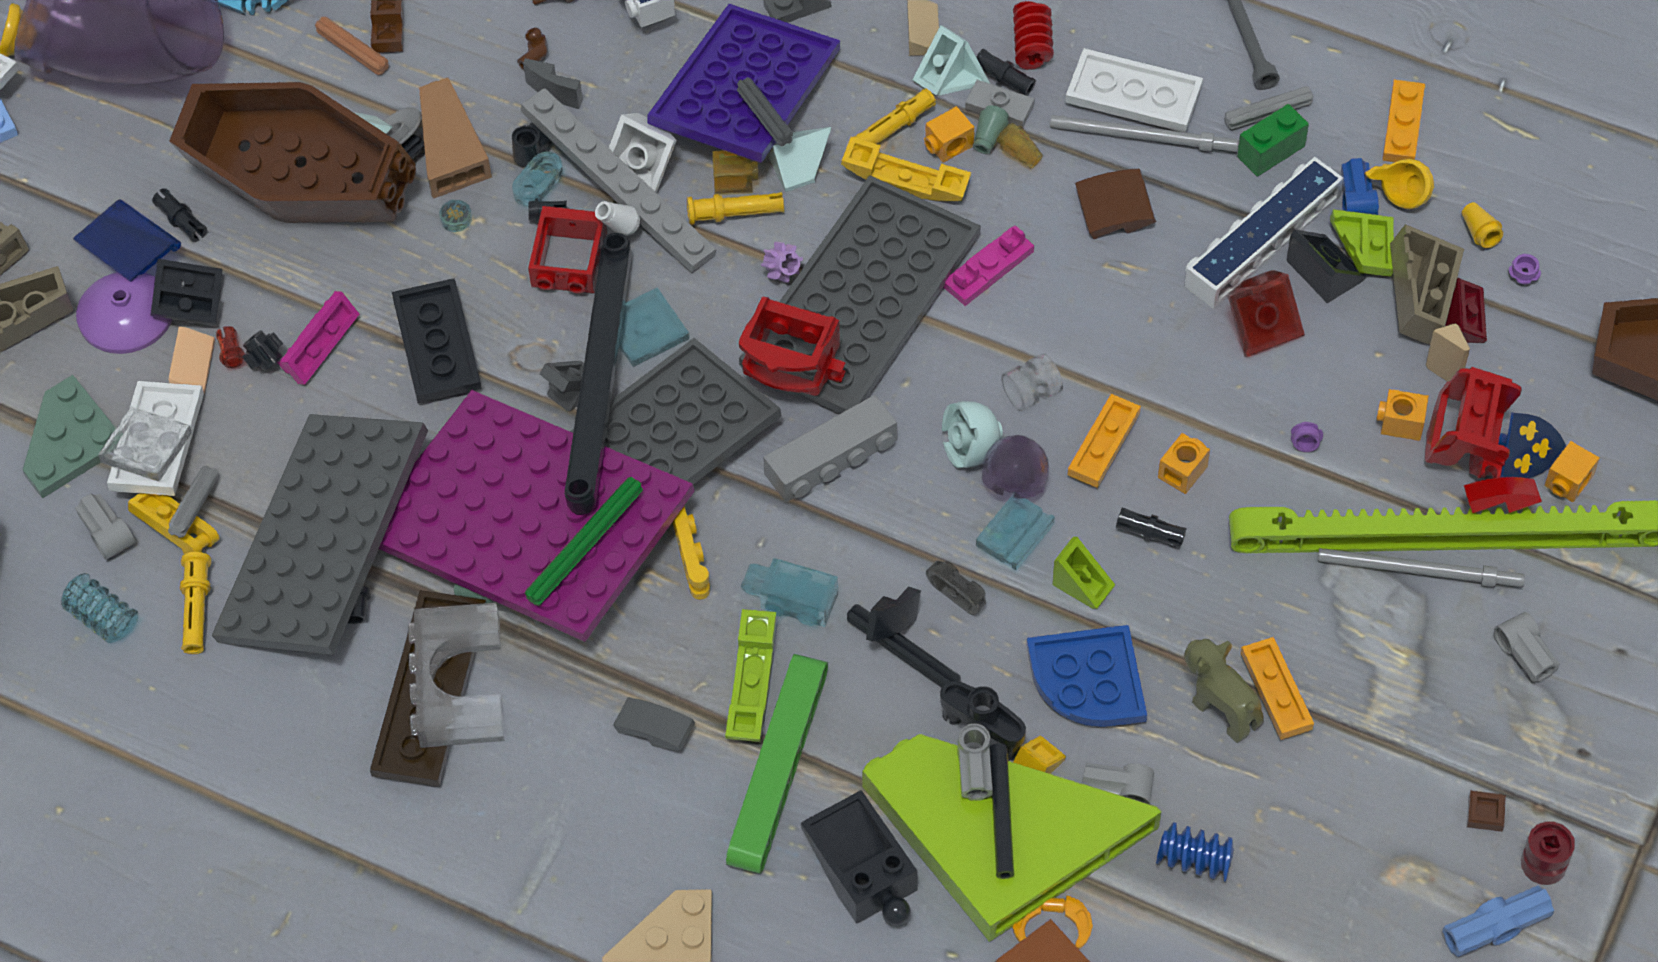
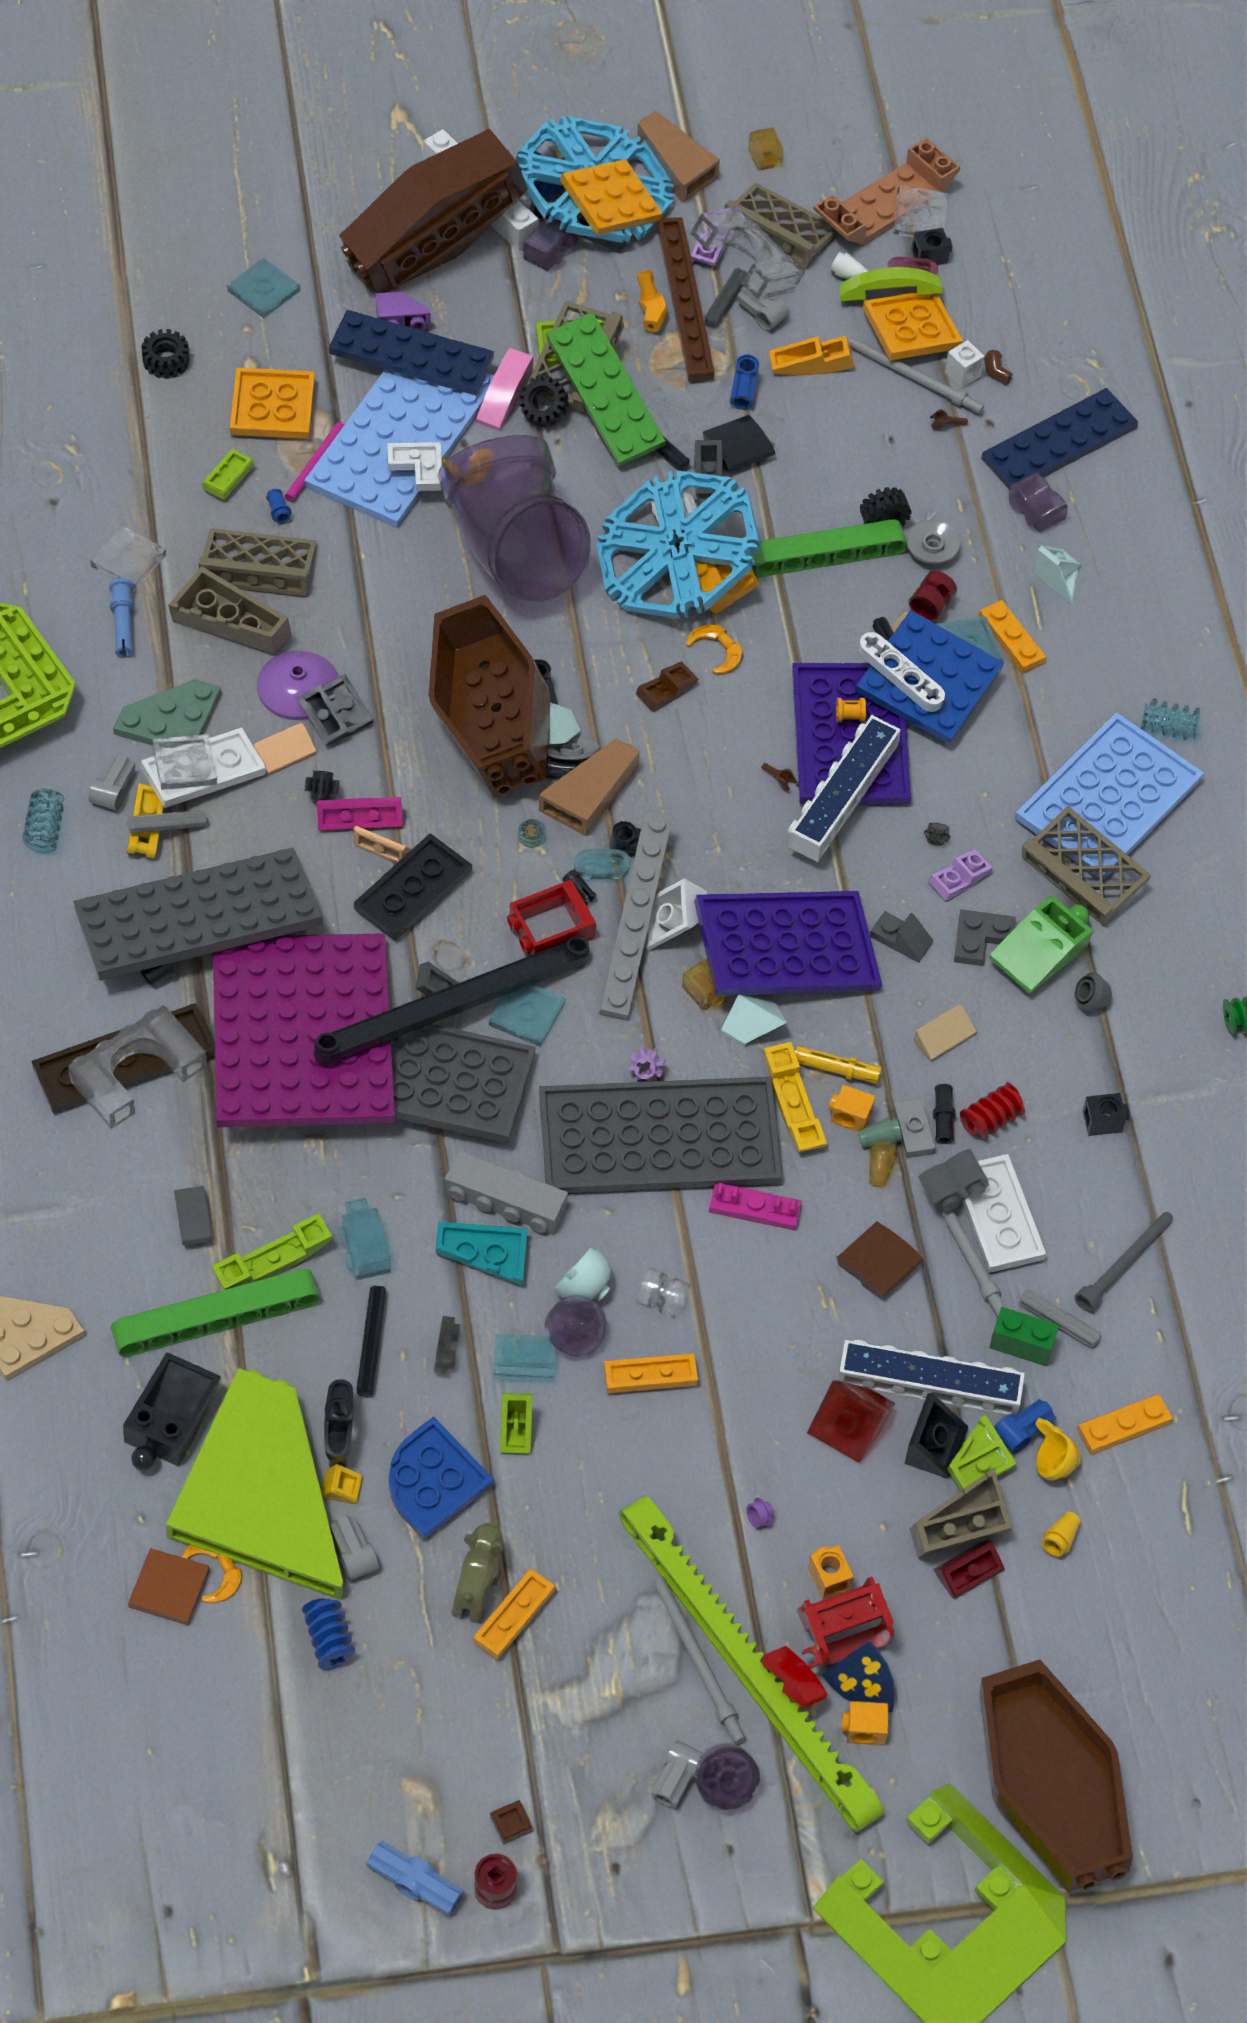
camera: 50 degrees right, 0 degrees up
(126, 240) = (352, 646): clear blue piece -> none
(179, 215) = (400, 665): black pin -> none
(194, 588) = (102, 868): yellow pin -> none
(231, 352) = (314, 762): clear red pin -> none
(352, 45) = (630, 676): nougat axle -> none
(368, 341) = (379, 845): none -> light nougat slope
(536, 46) = (720, 794): reddish brown arm -> none
(543, 75) = (693, 822): dark grey slope -> none
(583, 541) = (291, 1073): green axle -> none
(618, 217) = (597, 933): white cone -> none
(691, 555) = (349, 1153): yellow plate -> none
(719, 208) = (666, 996): yellow pin -> none
(765, 111) = (758, 968): dark grey axle -> none
(798, 323) = (534, 1115): red animal -> none
(875, 498) = (485, 1247): none -> teal wing
(892, 615) = (380, 1313): black slope -> none
(949, 65) = (916, 1071): light aqua slope -> none
(975, 763) = (286, 1436): light grey piece -> none
(1001, 811) = (263, 1477): black piece -> none
(1087, 98) = (954, 1181): none -> dark grey brick
(1151, 527) = (595, 1449): black pin -> none
(1182, 474) = (665, 1450): light orange brick -> none
(1447, 352) = (906, 1570): tan slope -> none
(1528, 263) = (1047, 1583): medium lavender plate -> none
(1561, 604) = (726, 1776): none -> clear purple cylinder

